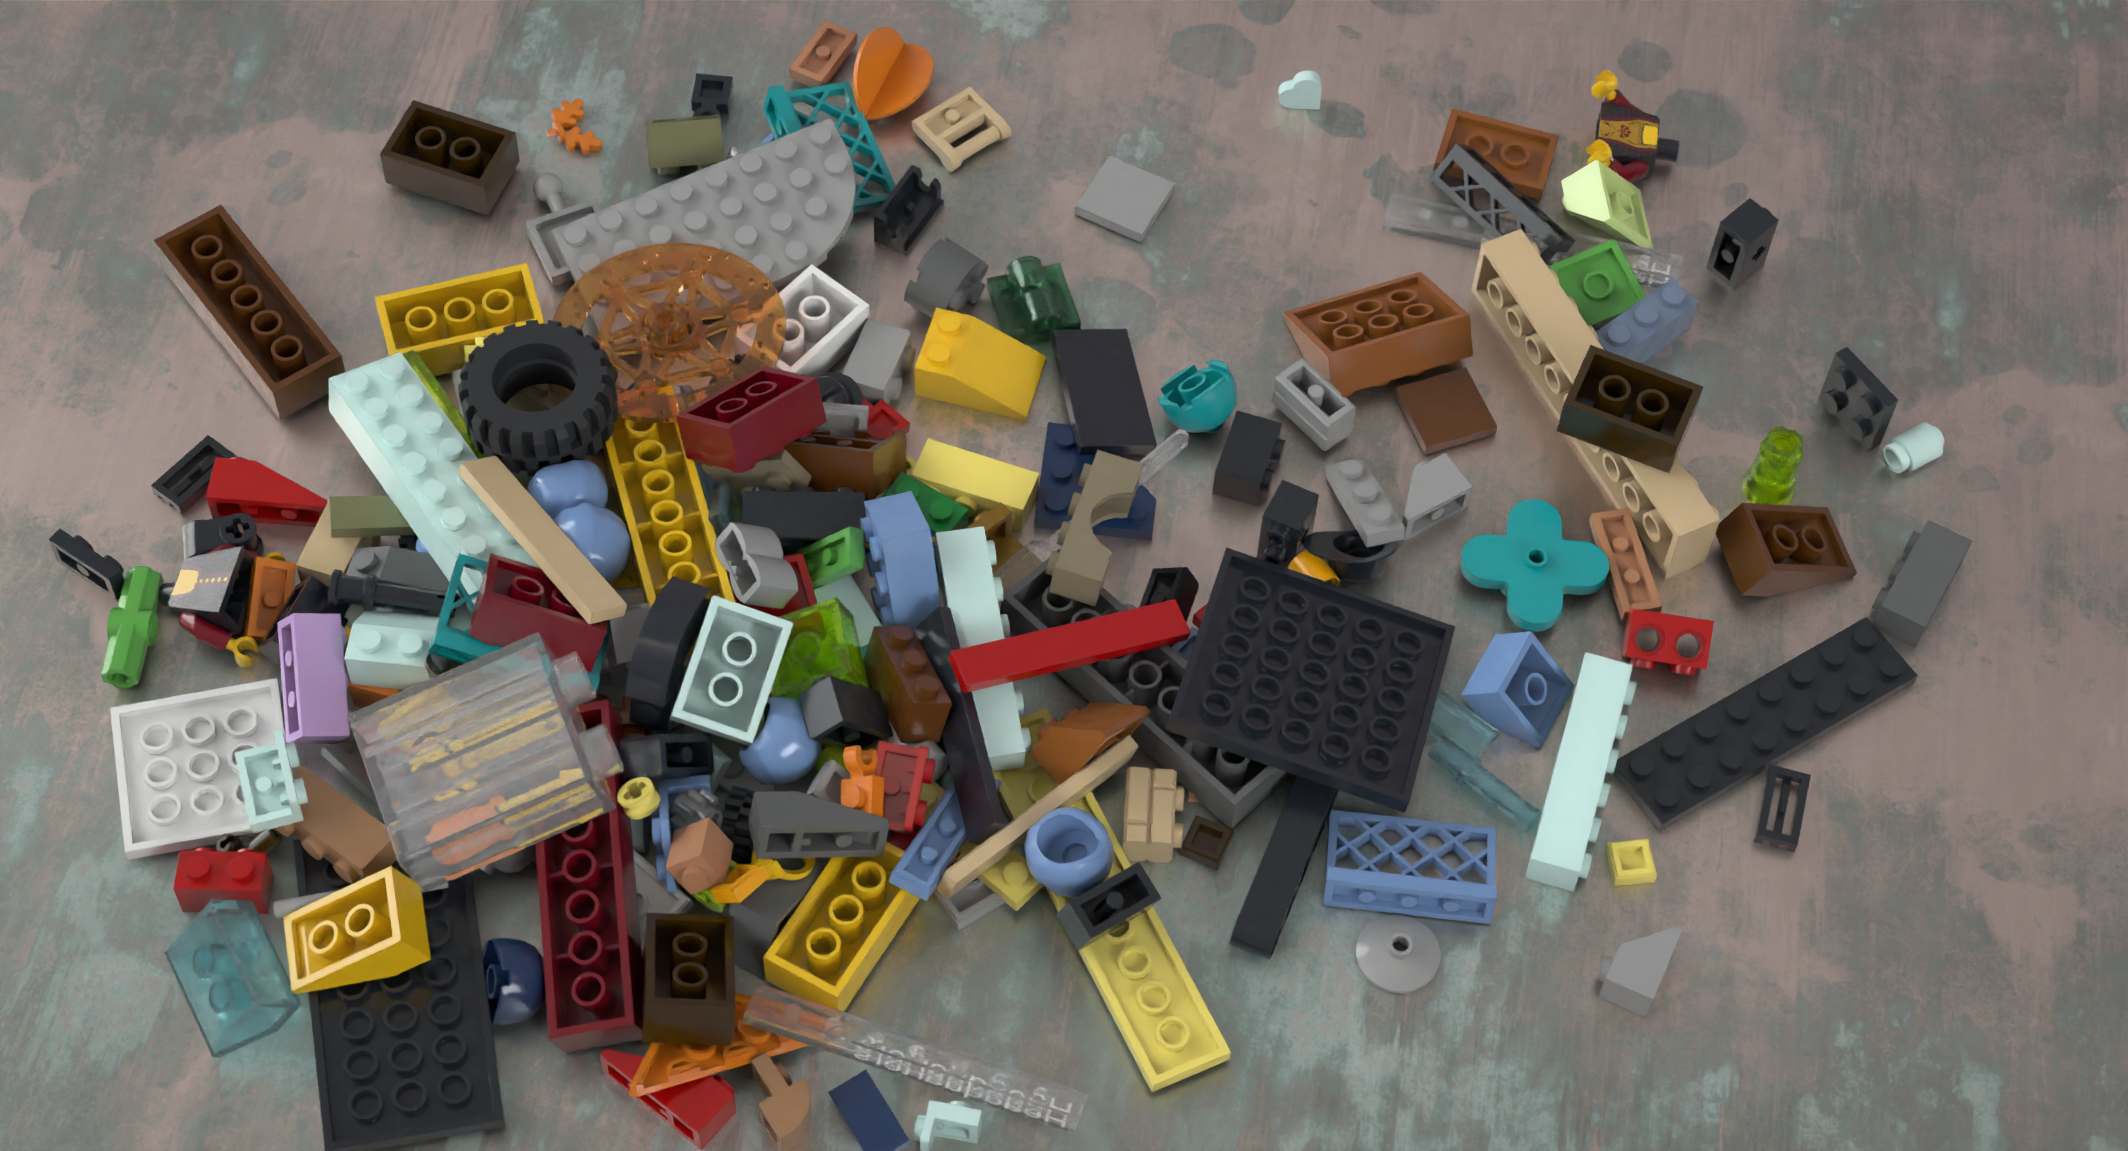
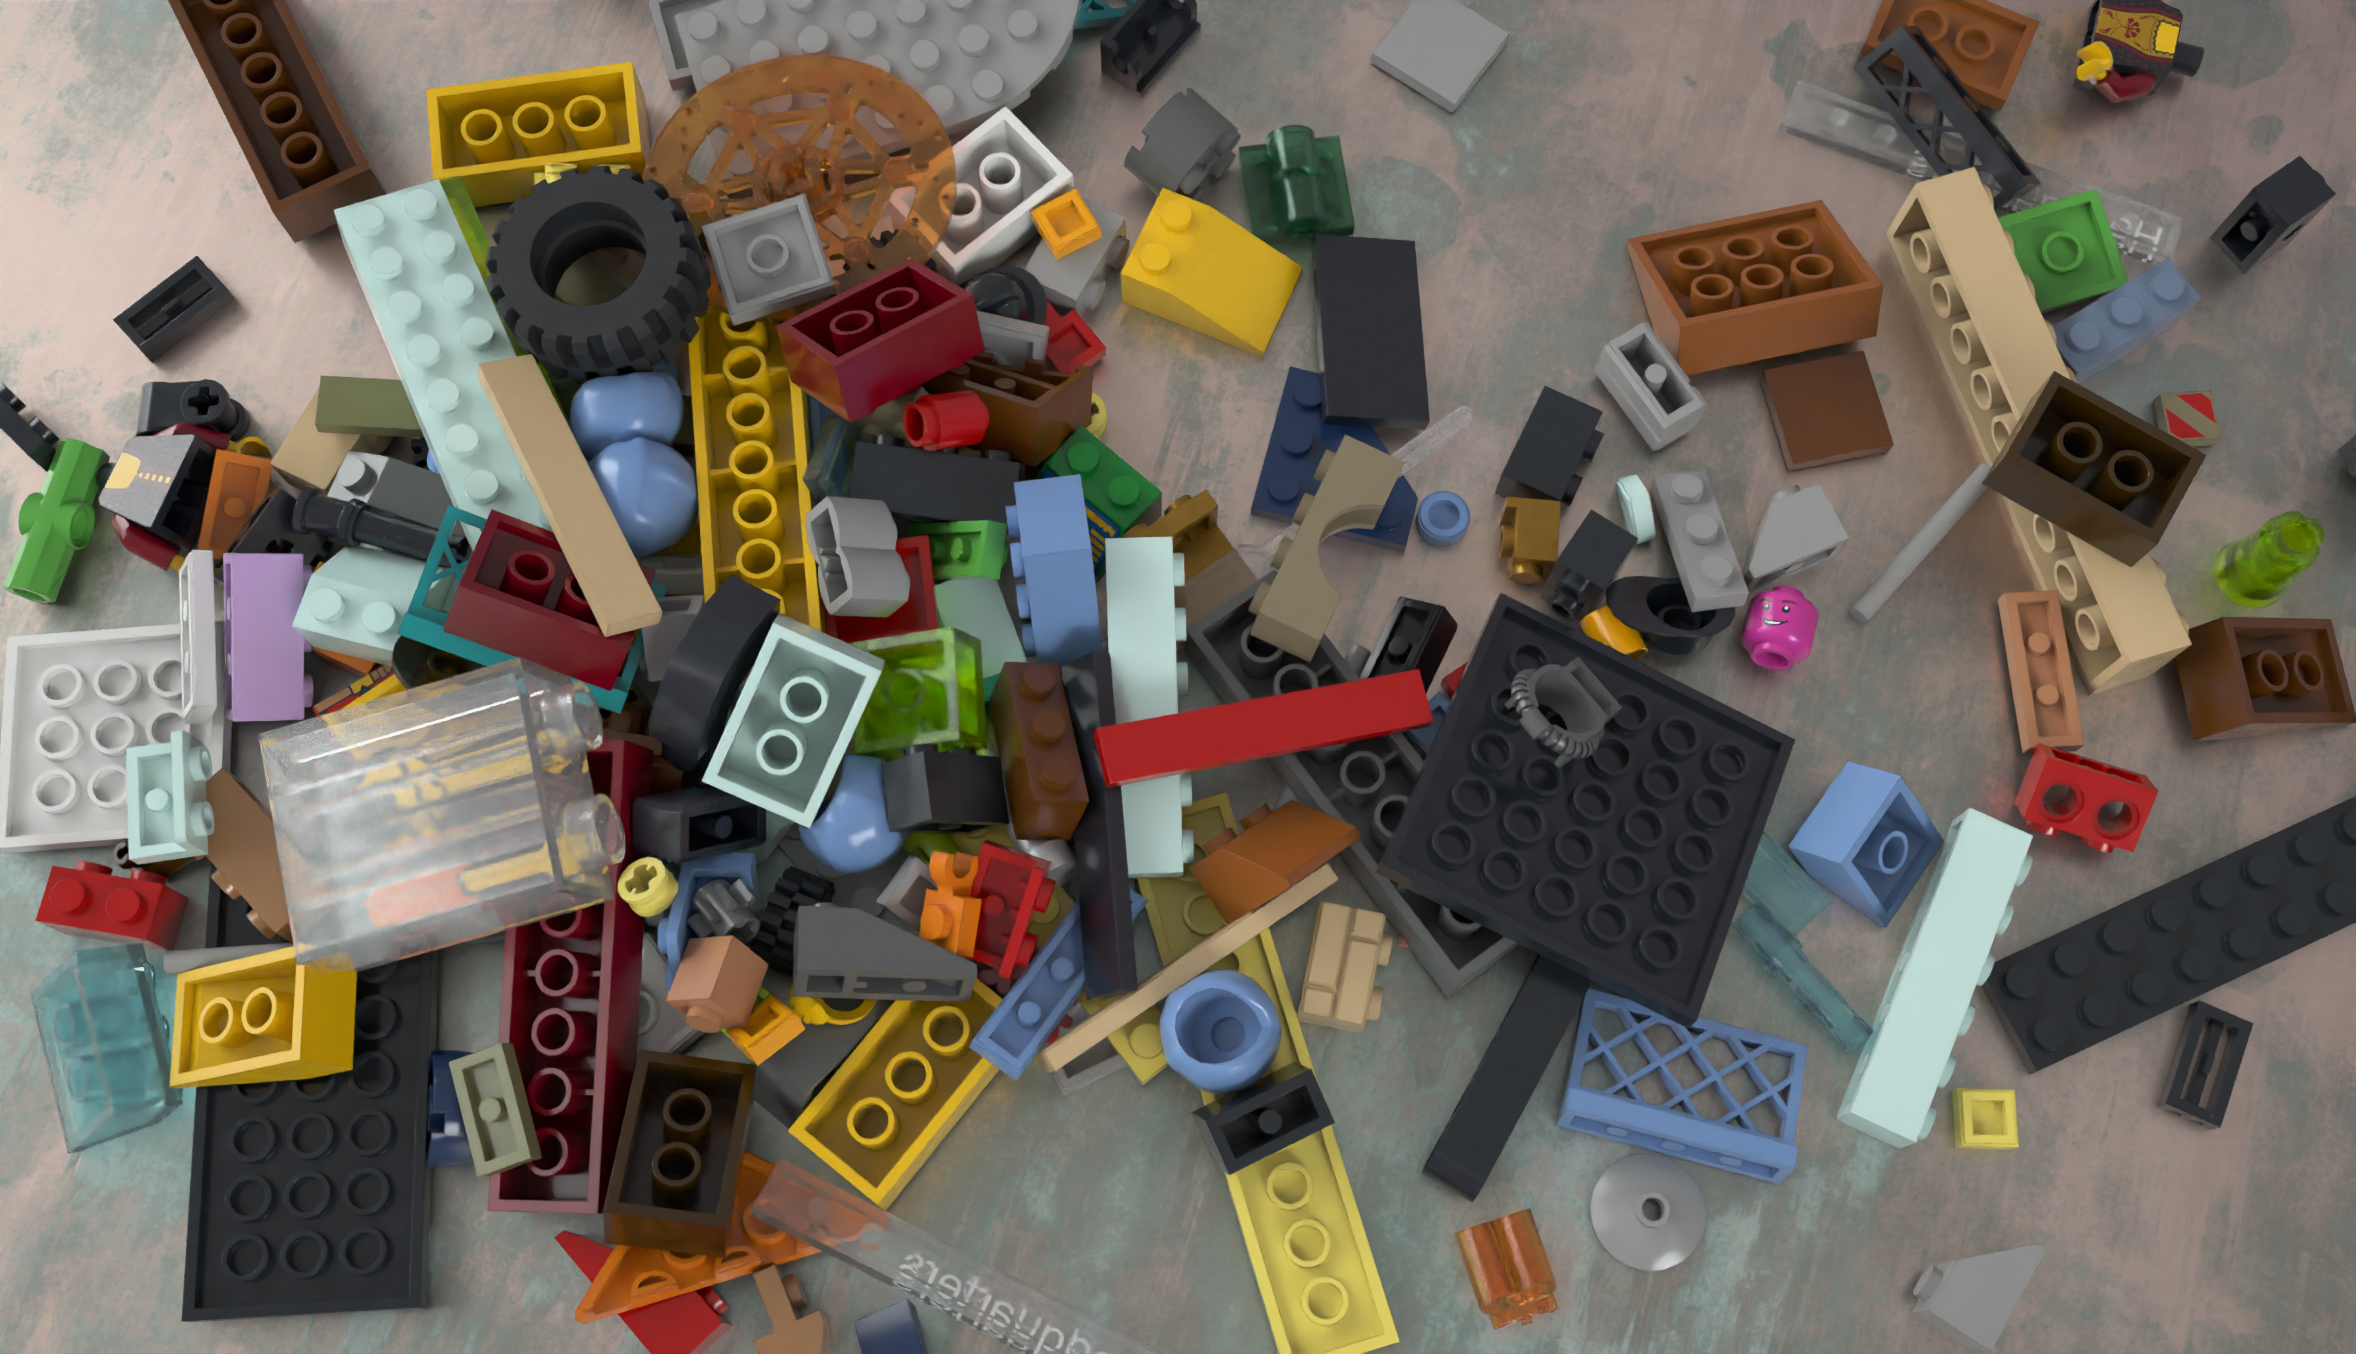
camera: 10 degrees right, 15 degrees up
(262, 683) = (198, 637): none -> white tile
(263, 494) = (232, 345): red slope -> none
(548, 961) = (495, 1109): none -> olive plate
(659, 378) = (769, 259): none -> light grey tile
(807, 468) = (946, 420): none -> red brick
(868, 339) = (1066, 224): none -> light orange tile
(977, 481) = (1179, 447): light yellow brick -> none
(1176, 513) = (1442, 518): none -> medium blue tile
(1200, 398) = (1497, 358): teal cylinder -> none
(1206, 842) = (1413, 1012): dark brown tile -> none
(1241, 515) = (1529, 538): none -> pearl gold brick
(1283, 608) = (1575, 696): none -> dark grey piece
(1302, 997) = (1508, 1269): none -> clear orange piece
(1315, 481) = (1636, 508): none -> light aqua tile
(1432, 554) = (1779, 628): none -> dark pink head
(1534, 565) = (1909, 697): teal plant -> none
(1536, 480) = (1920, 546): none -> light grey bar
(1607, 203) = (2091, 130): yellowish green slope -> none
(1715, 389) = (2188, 417): none -> dark tan tile

